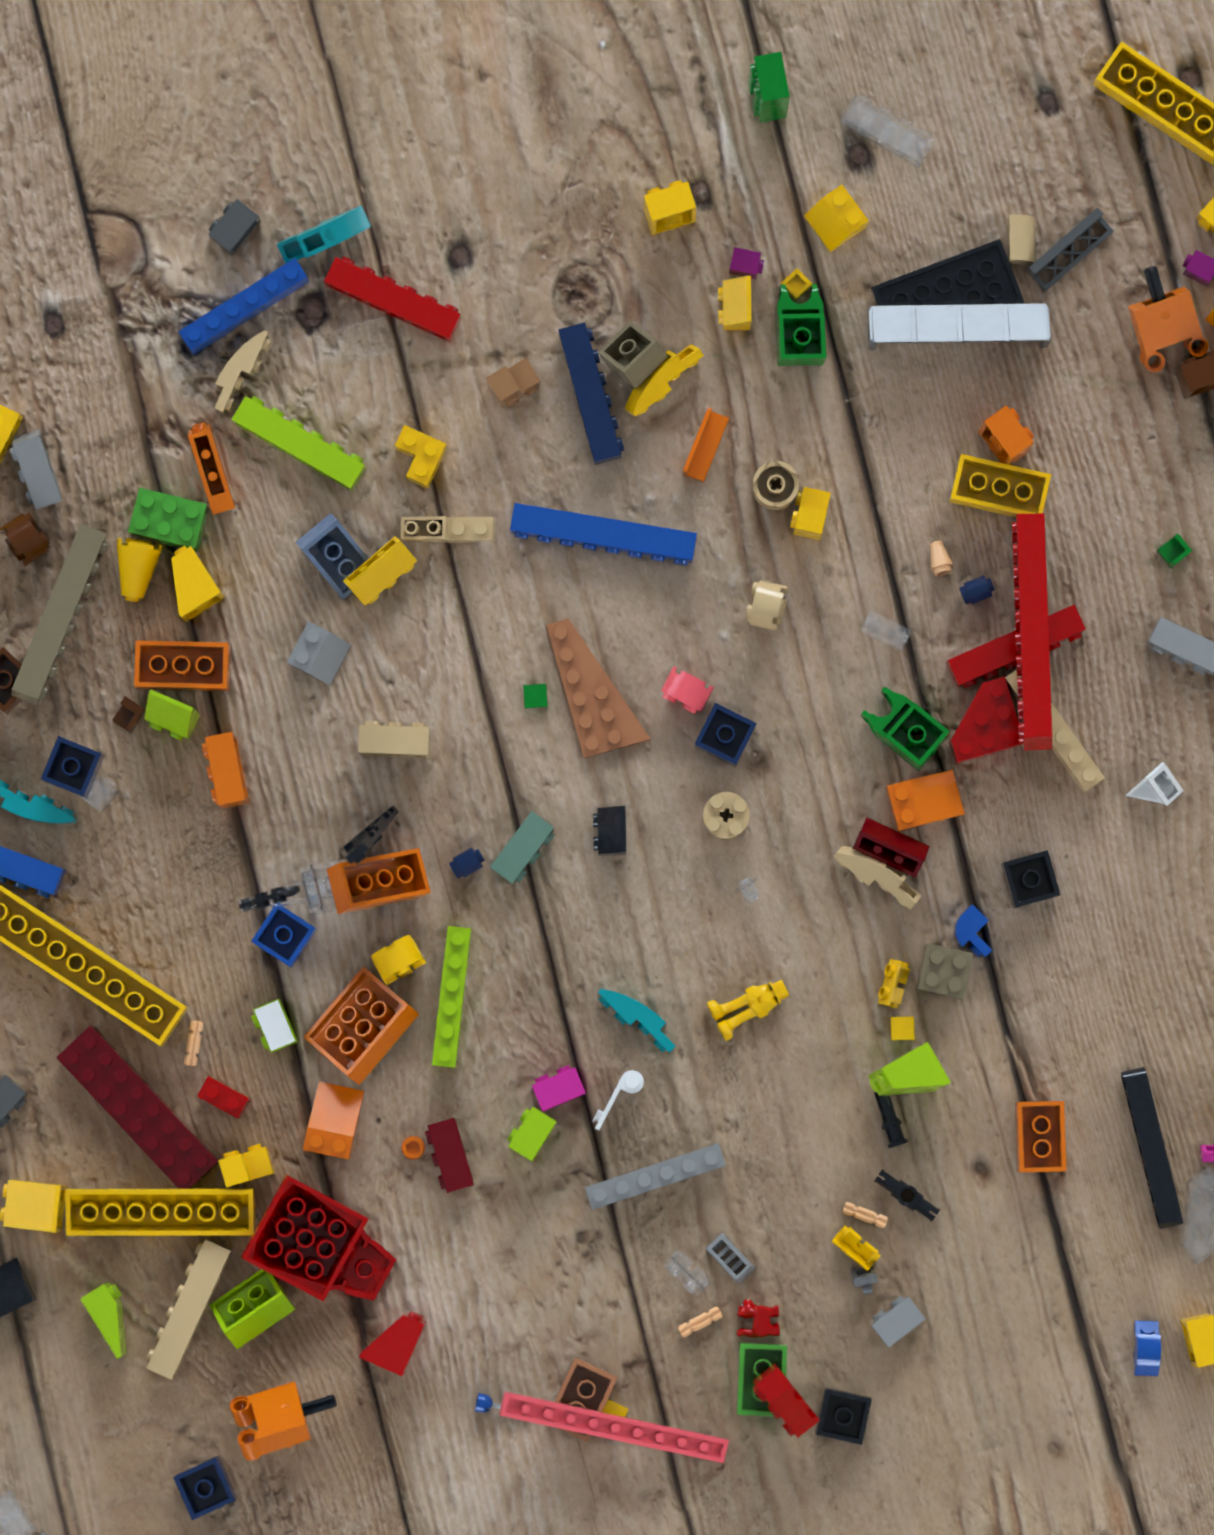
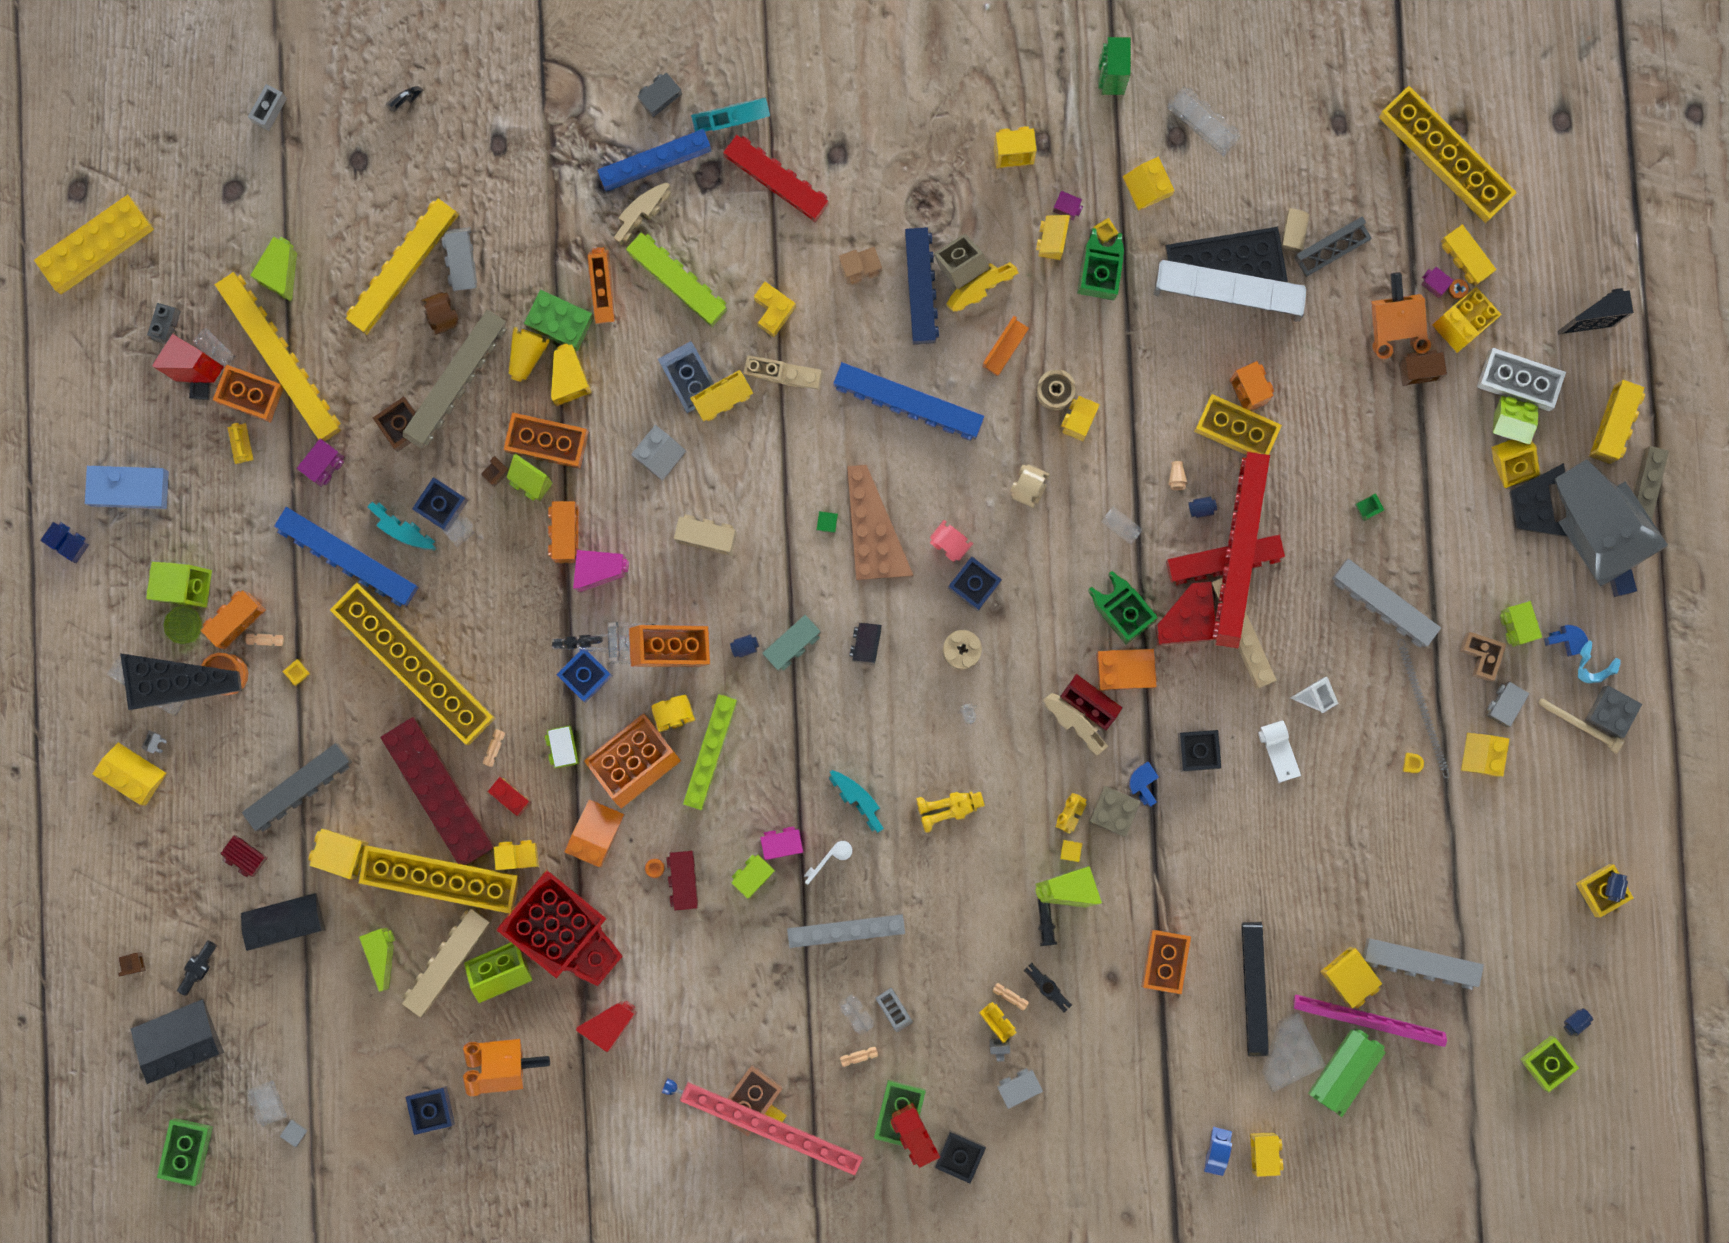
camera: 10 degrees right, 0 degrees up
(274, 806) = (598, 569): none -> dark pink slope
(356, 848) = (655, 617): black wing -> none
(761, 1320) = (909, 1064): red animal -> none
(1125, 860) = (1279, 750): none -> white door

